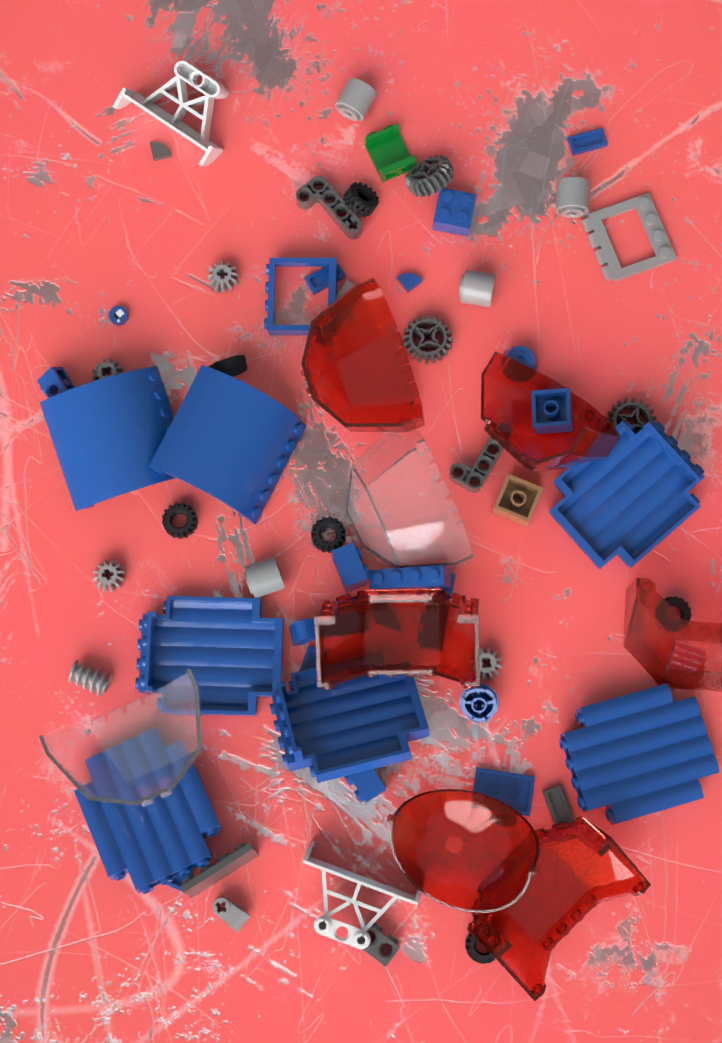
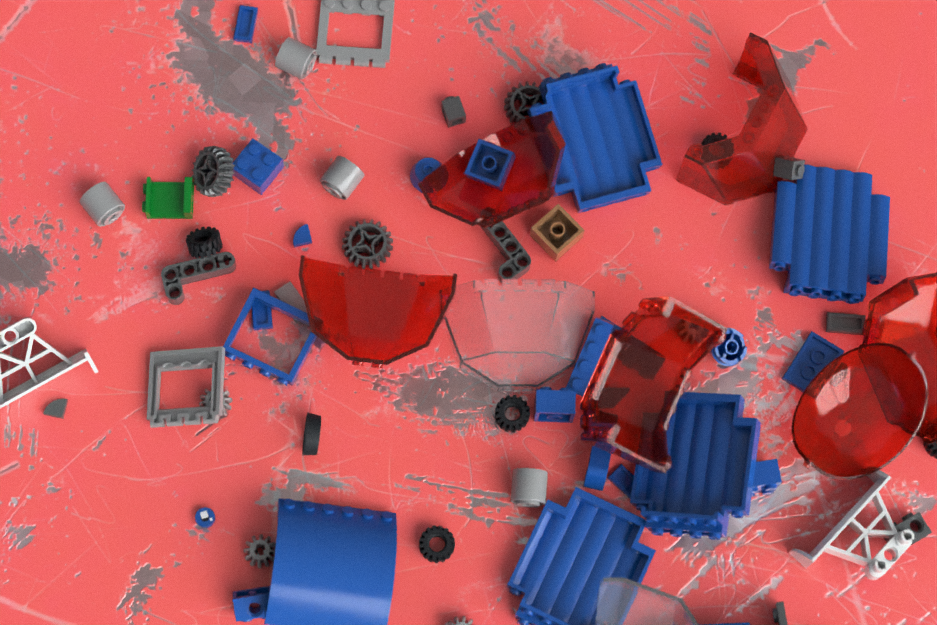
camera: 70 degrees left, 5 degrees down
(229, 442) = (386, 462): blue panel -> none
(246, 232) = (186, 360): none -> light grey hinge
(592, 357) = (453, 111): none -> dark grey brick
(684, 687) = (789, 167): none -> dark grey brick

